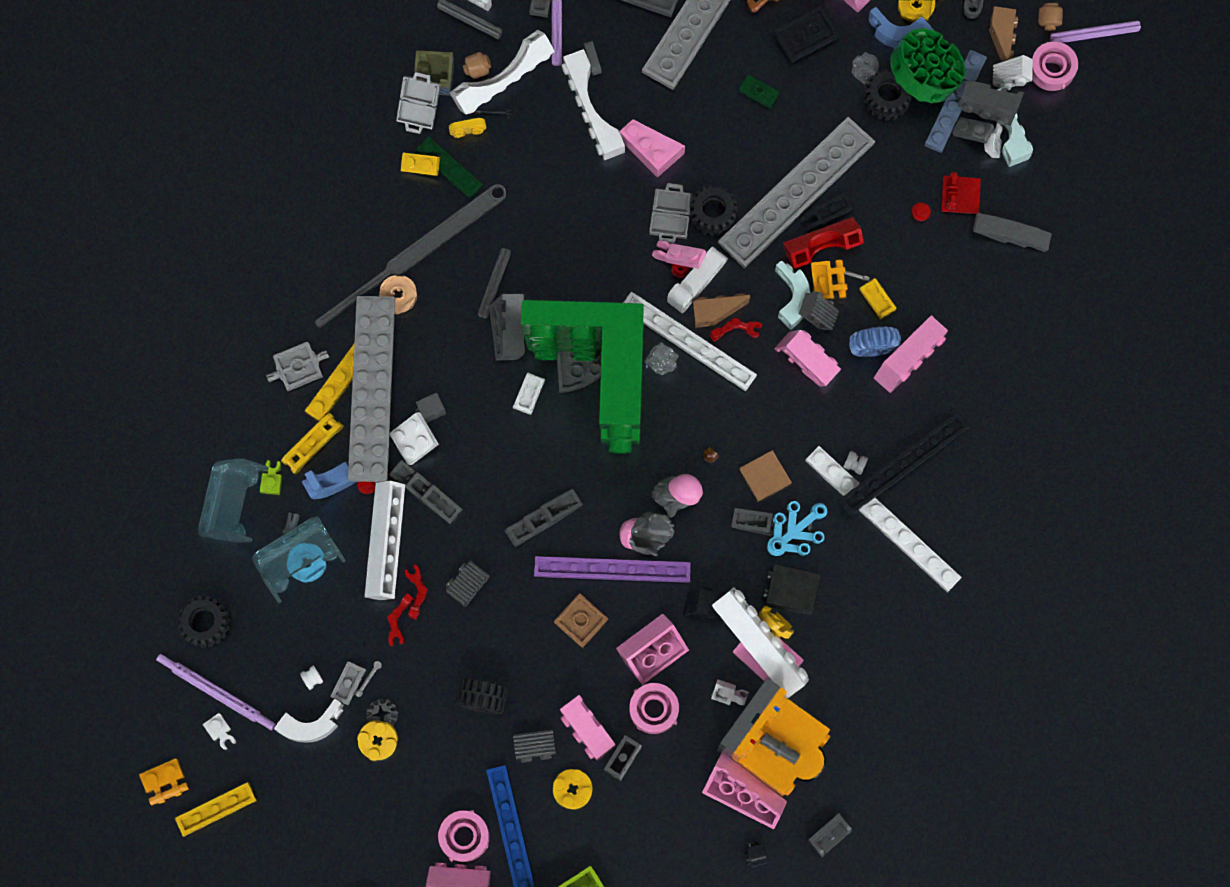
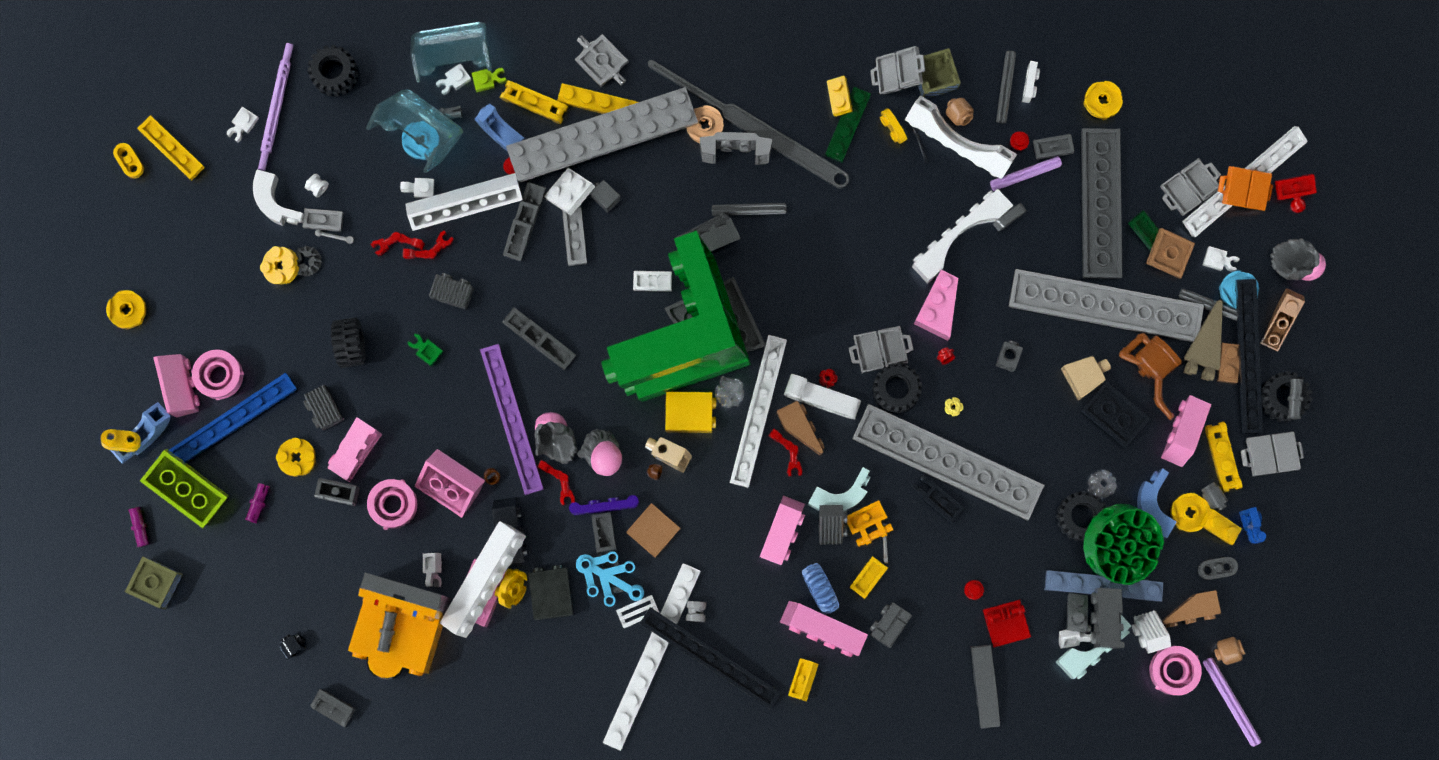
camera: 70 degrees right, 5 degrees up
(162, 776) = (185, 89): light orange plate -> none
(212, 856) = (128, 161): none -> yellow plate
(258, 509) = (456, 78): none -> white plate
(354, 578) = (422, 187): none -> white plate
(443, 249) = (739, 141): none -> light grey plate
(460, 450) = (575, 238): none -> light grey plate
(517, 627) = (427, 351): none -> green plate
(524, 25) = (1019, 141): none -> red plate
(581, 620) = (454, 408): medium nougat tile -> none
(604, 842) = (257, 503): none -> magenta pin
(660, 607) = (493, 477): none -> reddish brown hinge
(666, 402) = (690, 412): none -> yellow brick
(679, 254) = (840, 373): bright pink hinge -> none
(688, 541) = (566, 492): none -> red piece
(698, 158) = (946, 355): none -> red plate
(702, 426) = (674, 456): none -> tan torso
(719, 111) = (1005, 363): none -> dark grey brick
(727, 503) = (596, 507): none -> dark purple plate
(744, 792) = (340, 615): bright pink wedge -> none
(752, 169) = (953, 411): none -> light yellow plate
(759, 91) = (1038, 389): dark green plate -> none
(762, 46) = (1085, 375): none -> tan torso
(836, 514) = (622, 618): none -> white tile
(841, 234) = (919, 520): red arch -> none
(927, 294) = (890, 625): none -> dark grey brick
(951, 388) = (803, 679): none -> yellow plate

